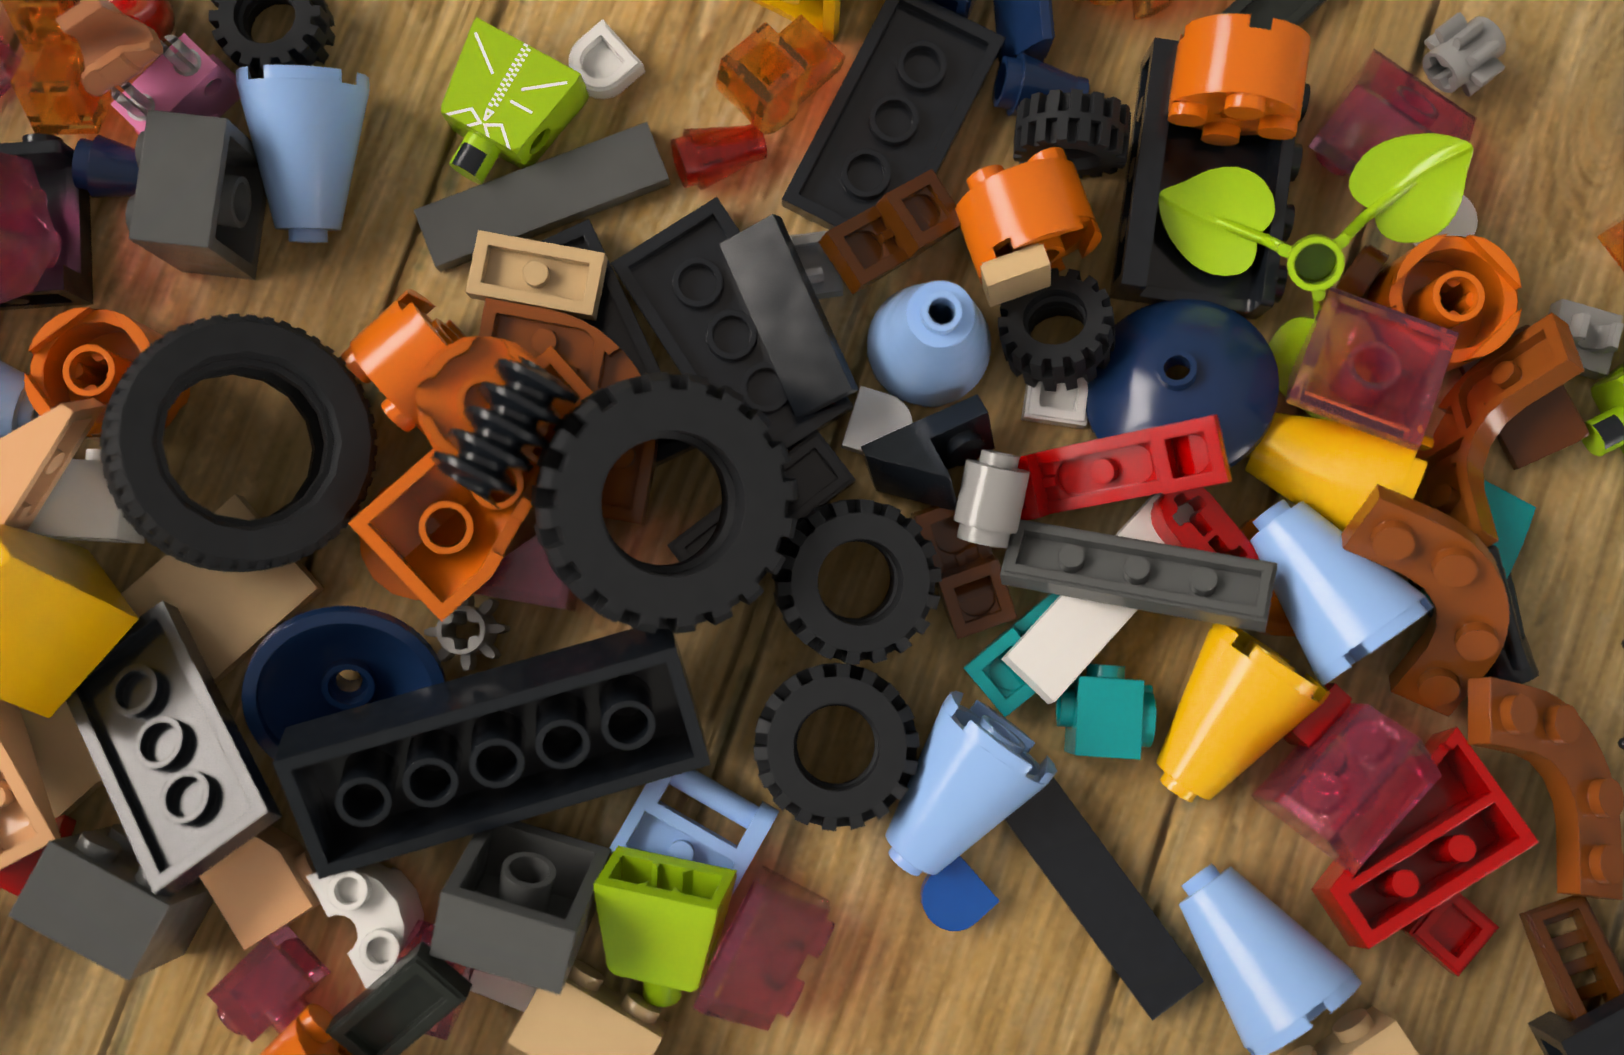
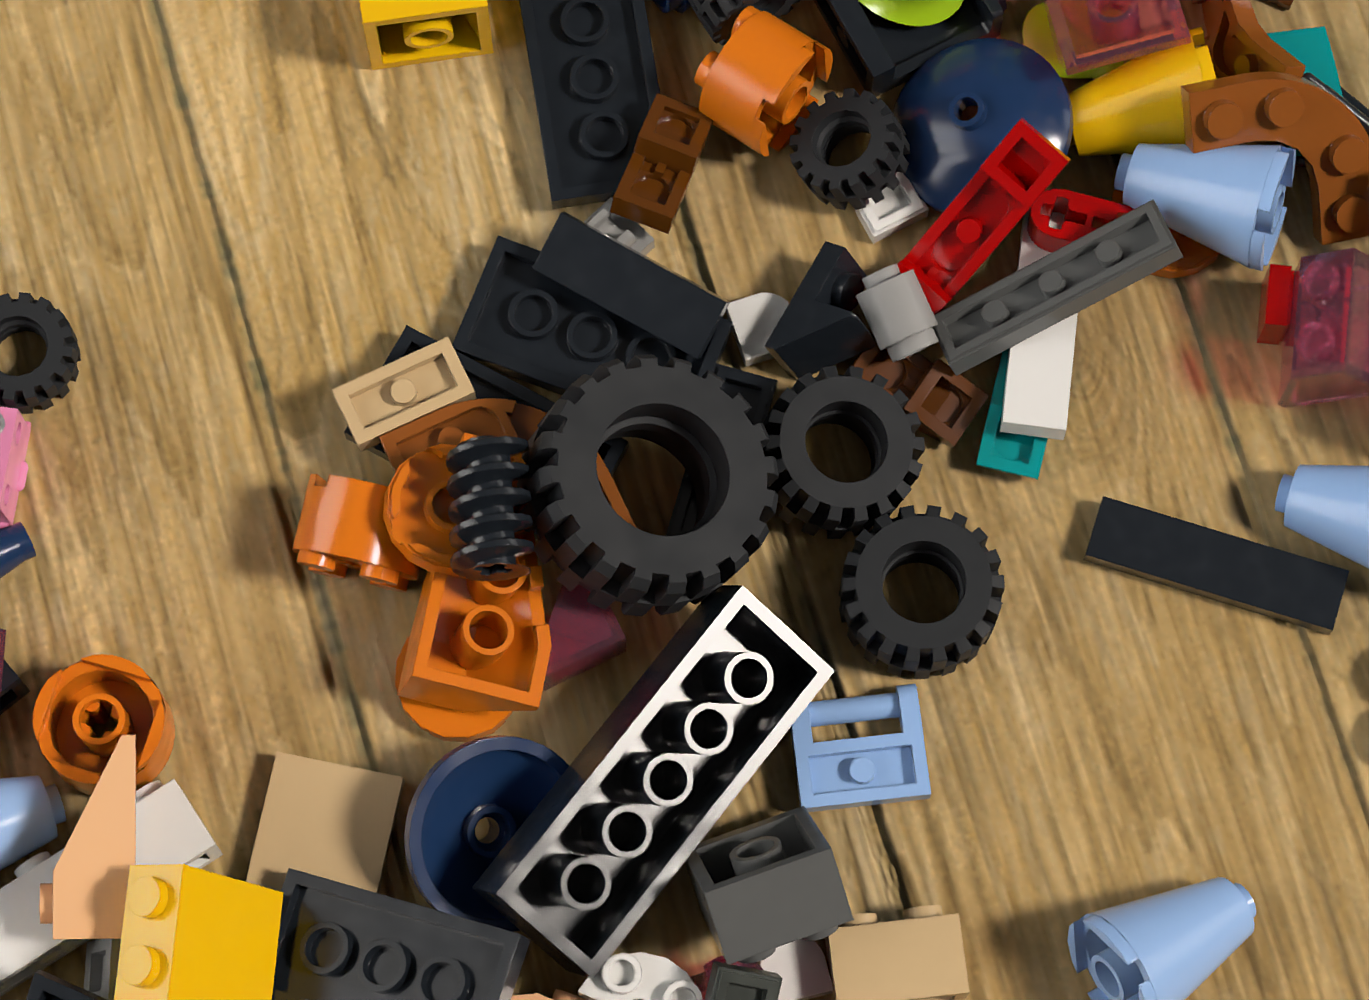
camera: 35 degrees left, 10 degrees down
(197, 195) = (85, 535): dark grey brick -> none
(290, 363) = (326, 625): black tyre -> none
(304, 143) = (130, 426): light blue cone -> none
(482, 643) = (557, 702): light grey gear -> none
(507, 101) = (268, 280): lime torso -> none
(544, 195) = (350, 336): dark grey tile -> none
(604, 62) = (319, 198): white tile -> none
(661, 920) = (890, 825): lime torso -> none
(715, 153) = (466, 206): clear red cone -> none
(764, 951) = (986, 789): clear pink slope -> none
(777, 72) = (476, 104): clear orange brick -> none
(929, 344) = (754, 230): light blue cone -> none
(956, 897) = (1105, 648): blue tile -> none
(964, 786) = (1047, 553): light blue cone -> none
(1016, 274) = (787, 126): tan tile -> none
(1107, 714) = (1115, 418): teal brick -> none
(1232, 712) = (1209, 343): yellow cone -> none

